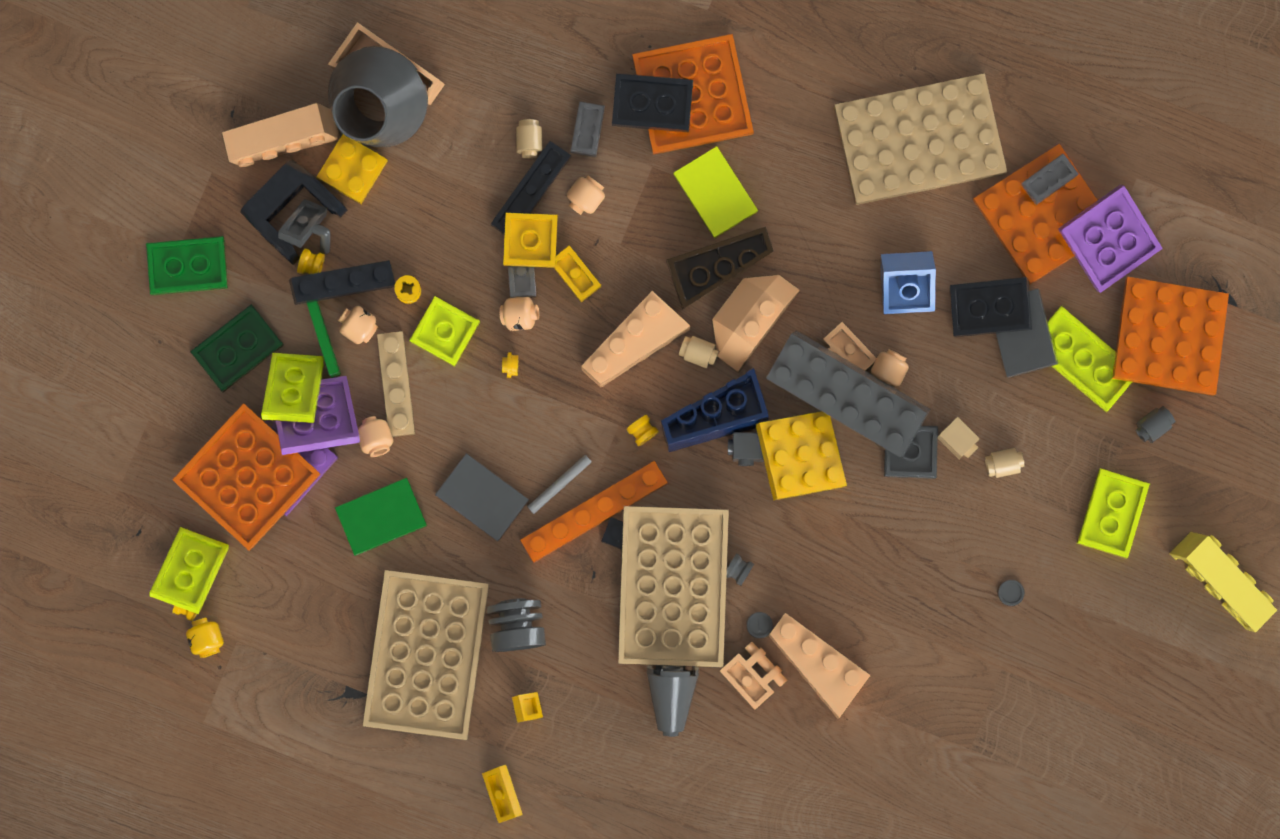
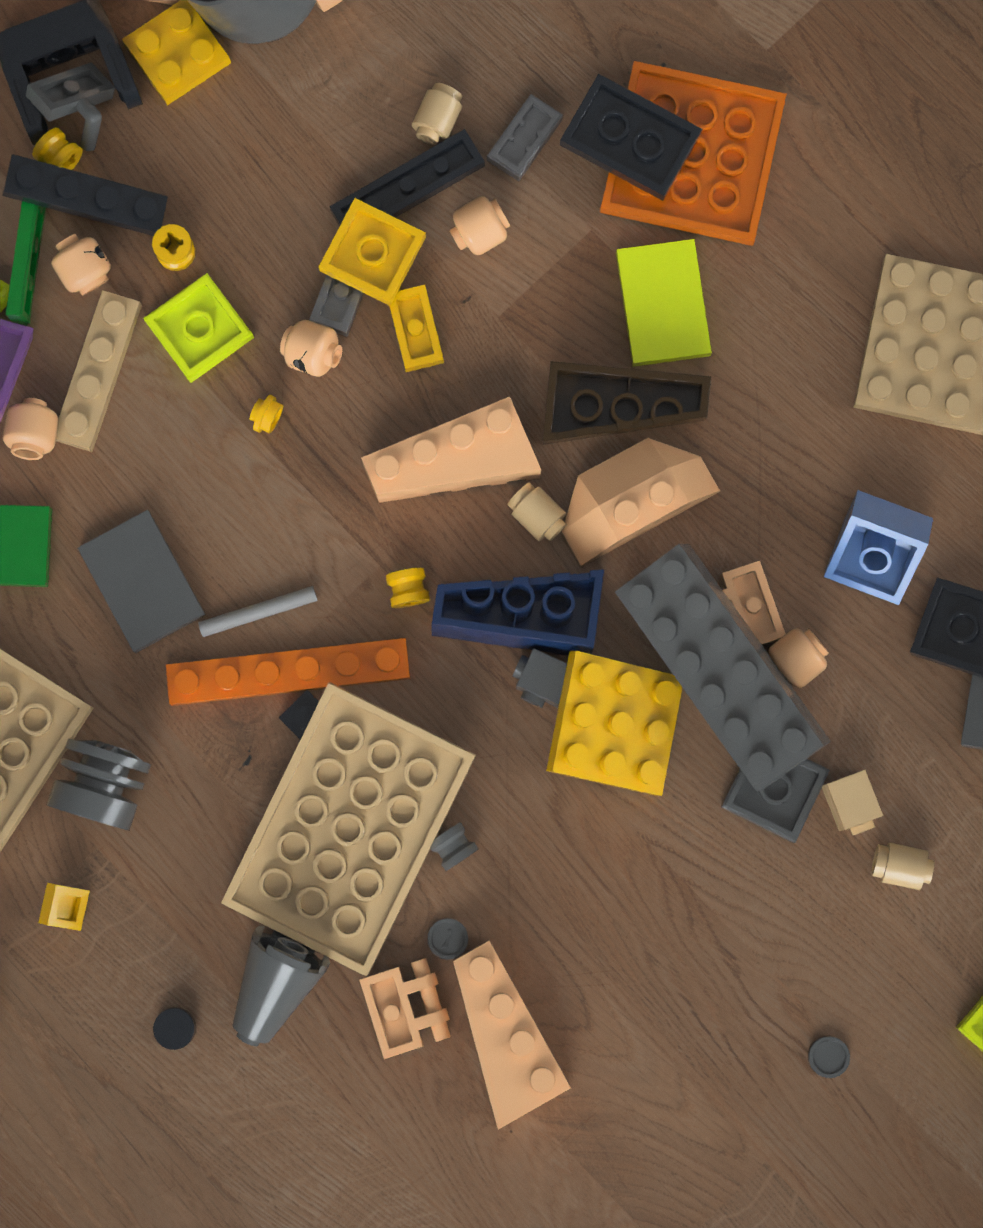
camera: 25 degrees right, 0 degrees up
(624, 748) = (174, 1028): none -> black tile

